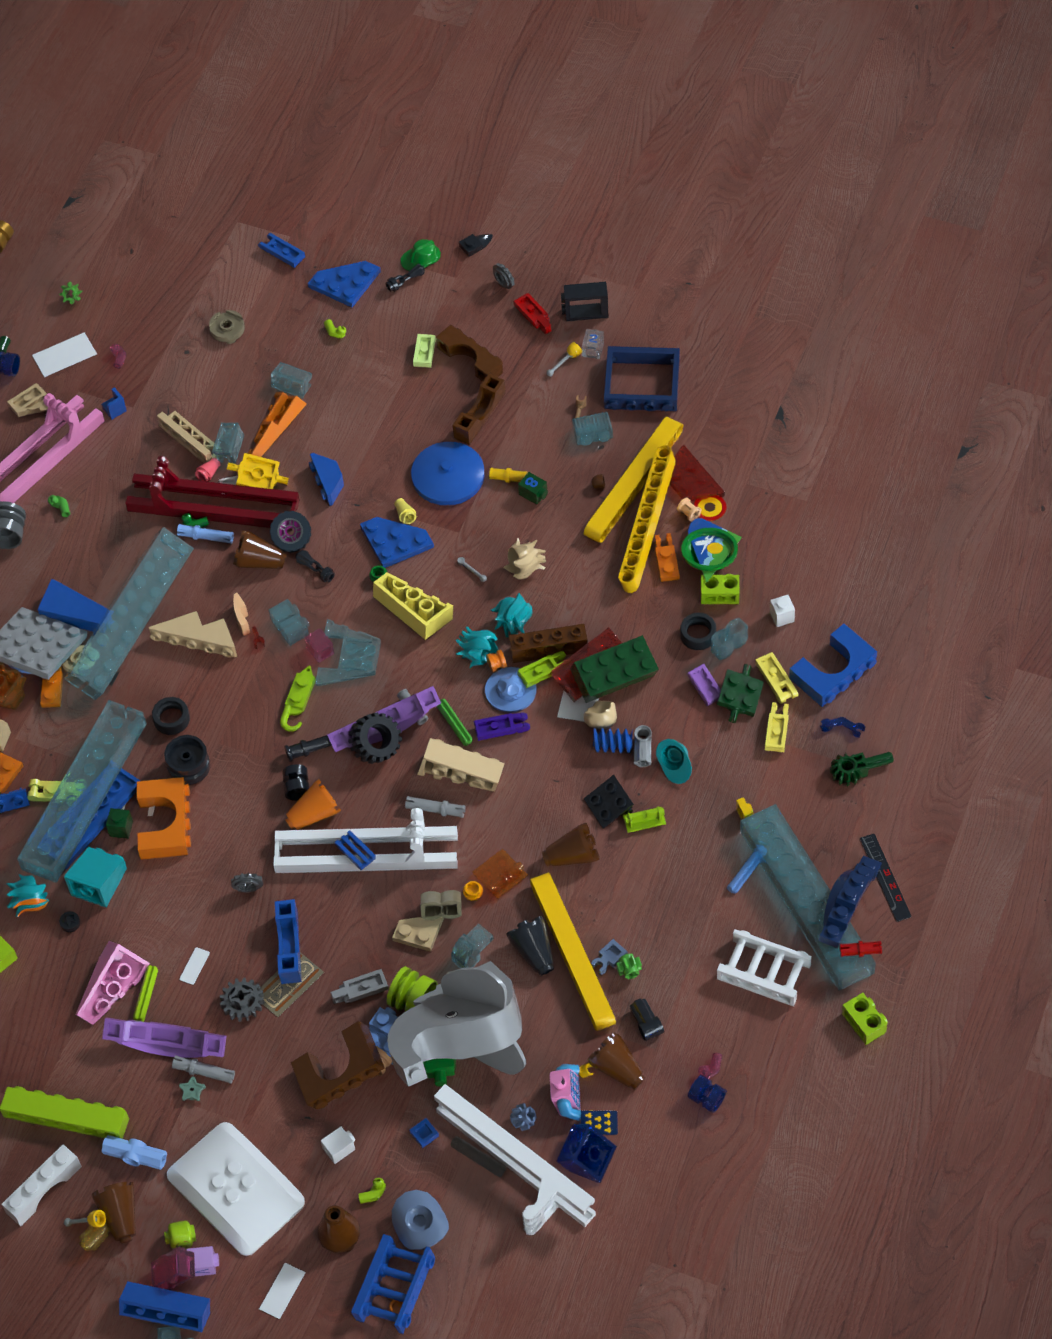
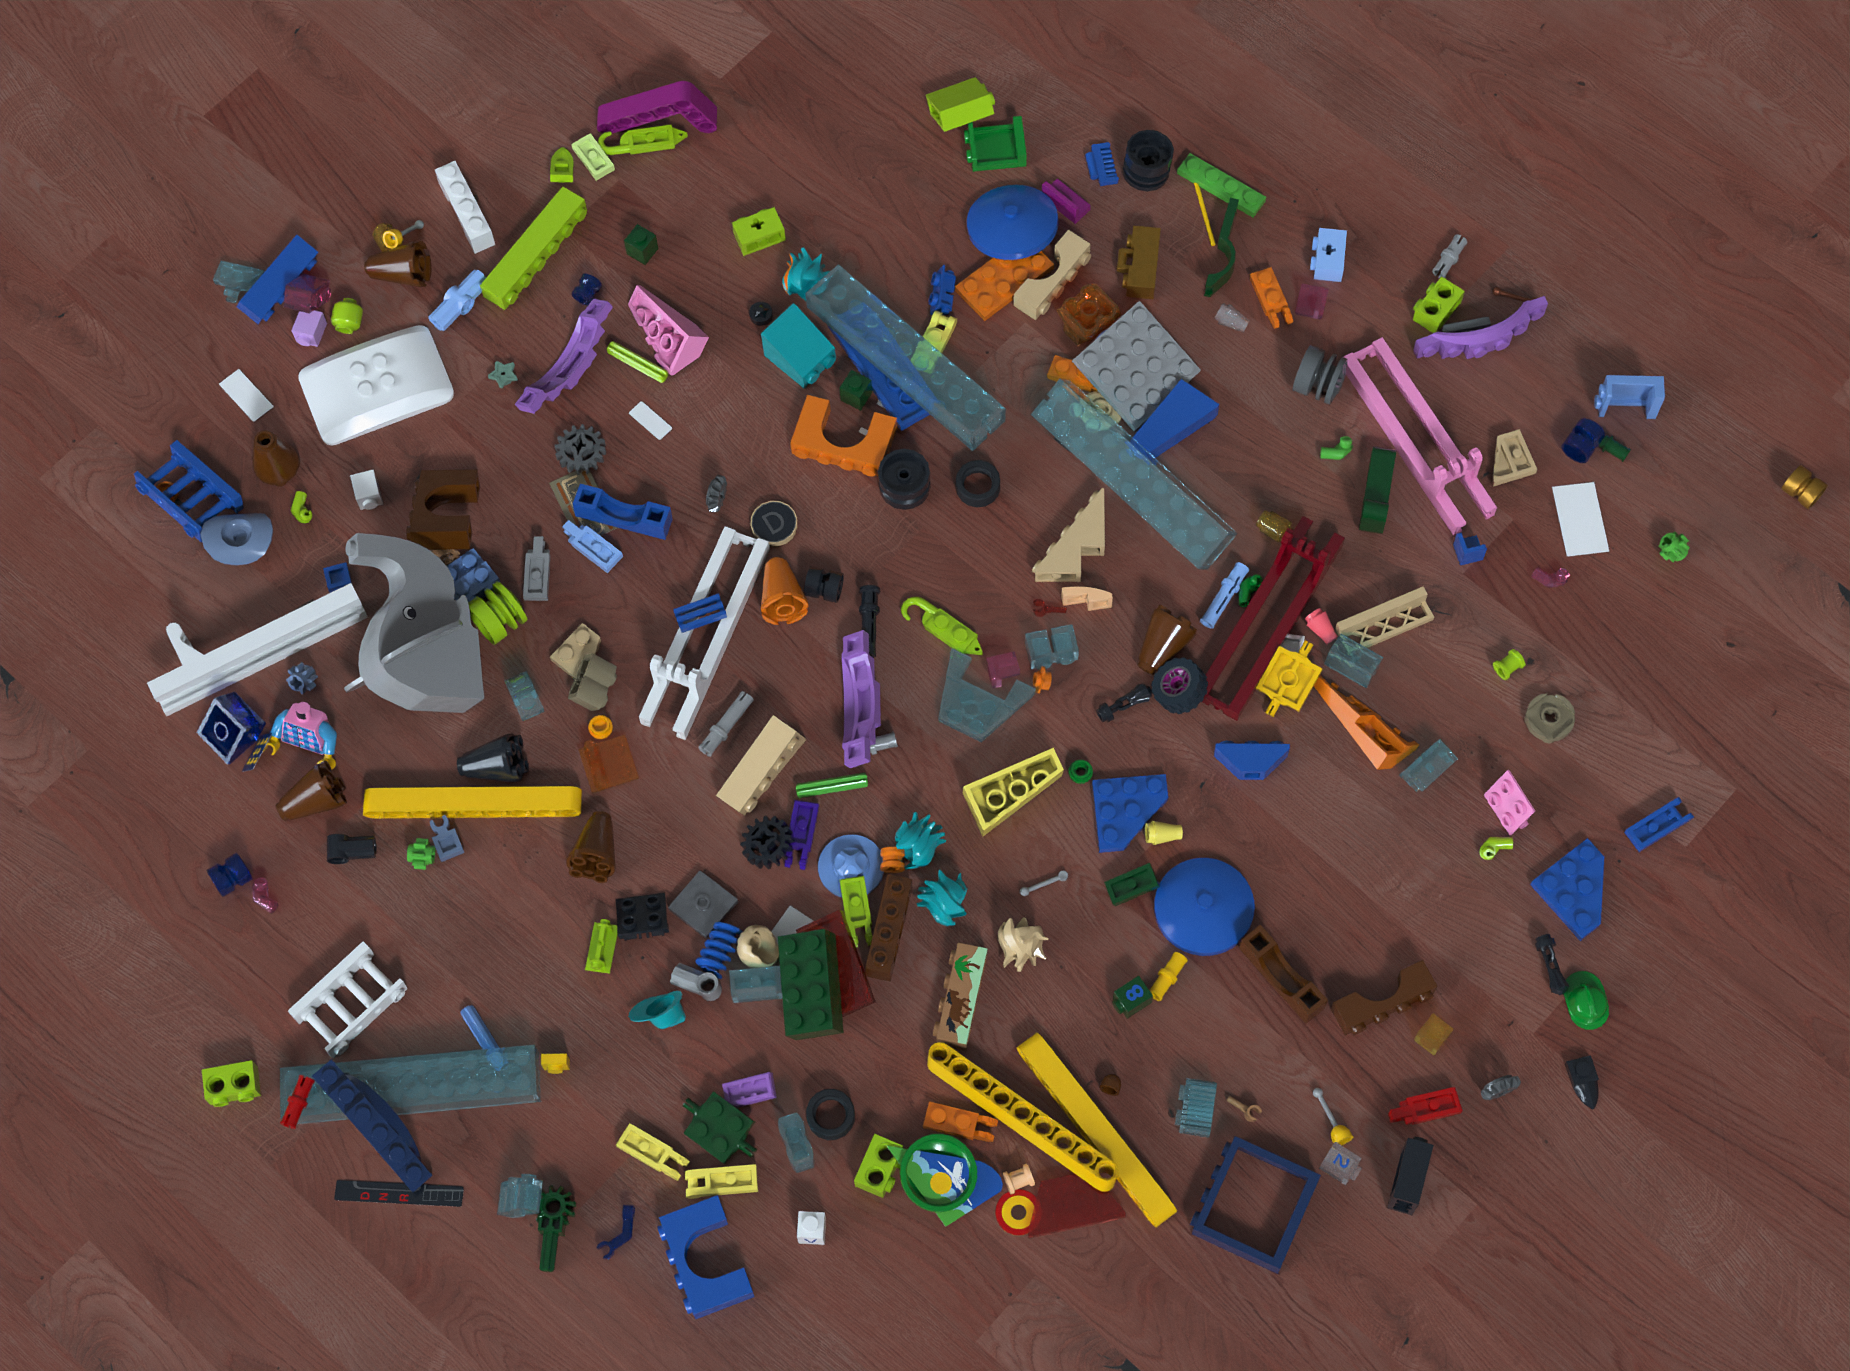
camera: 110 degrees right, 10 degrees up
(35, 1030) = (641, 244): none -> dark green brick
(89, 468) = (1377, 490): none -> dark green beam
(91, 1056) = (586, 290): none -> clear blue wheel
(138, 520) = (1273, 525): none -> clear yellow brick
(196, 358) = (1509, 664): none -> lime bush
(199, 1068) = (512, 397): light grey pin -> none
(255, 840) = (774, 523): none -> black tile
(302, 324) = (1509, 803): none -> bright pink hinge
(317, 619) = (1042, 680): none -> orange plate
(323, 957) = (592, 546): none -> light blue hinge
(389, 735) = (852, 683): black tyre -> none
(424, 350) = (1414, 944): yellowish green plate -> none
(452, 513) = (1132, 884): none -> dark green plate
(483, 321) = (1433, 1034): none -> clear yellow brick
(510, 744) = (767, 842): none -> black gear
(578, 584) = (961, 996): none -> brick
(582, 768) = (703, 904): none -> flat silver plate
(628, 705) = (755, 984): none -> clear light blue brick
(852, 786) = (520, 1196): none -> clear light blue brick

